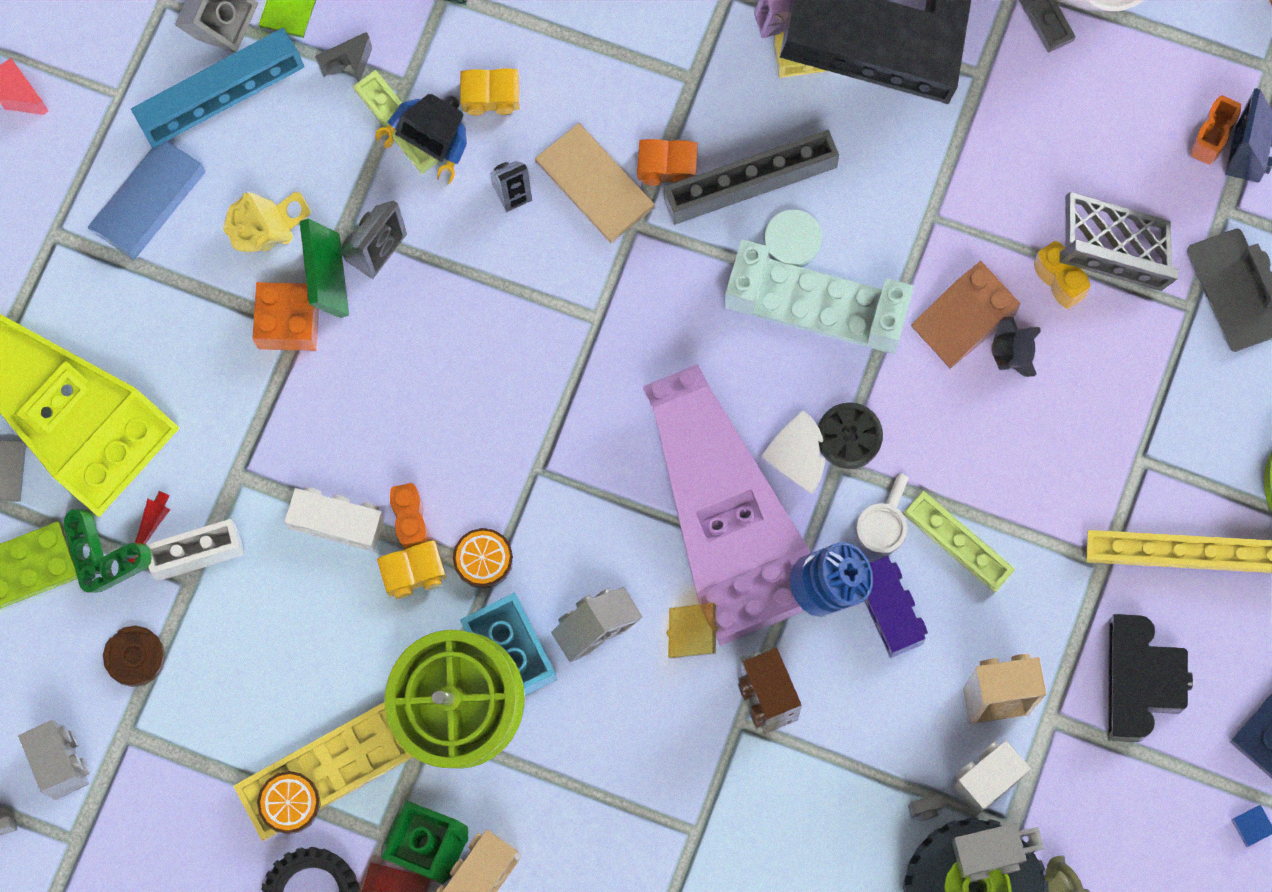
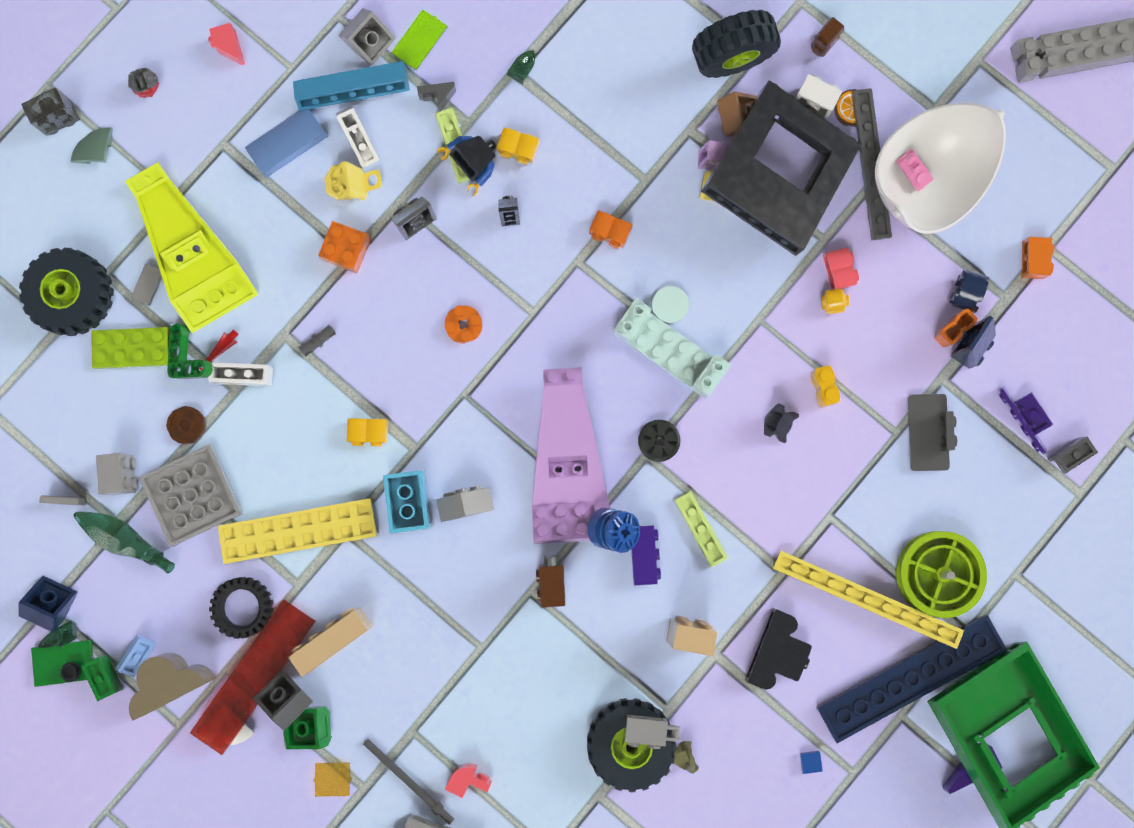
camera: 15 degrees right, 10 degrees up
(89, 859) = (121, 539): none -> clear green animal
(176, 756) = (190, 495): none -> light grey plate
(250, 155) = (357, 136): none -> white slope
(288, 802) = (246, 548): light orange tile -> none
(291, 464) = (317, 340): none -> dark grey pin
(324, 268) = (376, 225): green tile -> none
(335, 518) = (332, 383): white brick -> none
(409, 515) = (377, 393): orange brick -> none
(425, 842) = (318, 599): green slope -> none
(454, 699) = (362, 524): lime wheel -> none
(483, 558) = (412, 438): tile -> none
(510, 381) = (459, 314): none -> orange plate
(594, 183) = (561, 226): tan tile -> none
(692, 630) = (520, 528): clear yellow piece -> none
(751, 177) = (657, 258): dark grey brick -> none
(797, 452) = (623, 440): white brick -> none
(882, 526) = (658, 503): white piece -> none
(926, 807) = (621, 684): flat silver plate -> none
(965, 314) = (757, 390): nougat slope -> none
(991, 778) = (665, 681): white brick -> none
(1019, 105) = (840, 268): none -> coral brick
(1028, 152) = (834, 301): none -> yellow head
(1118, 262) = (864, 395): dark grey fence -> none
(1213, 71) = (969, 291): none -> dark blue brick

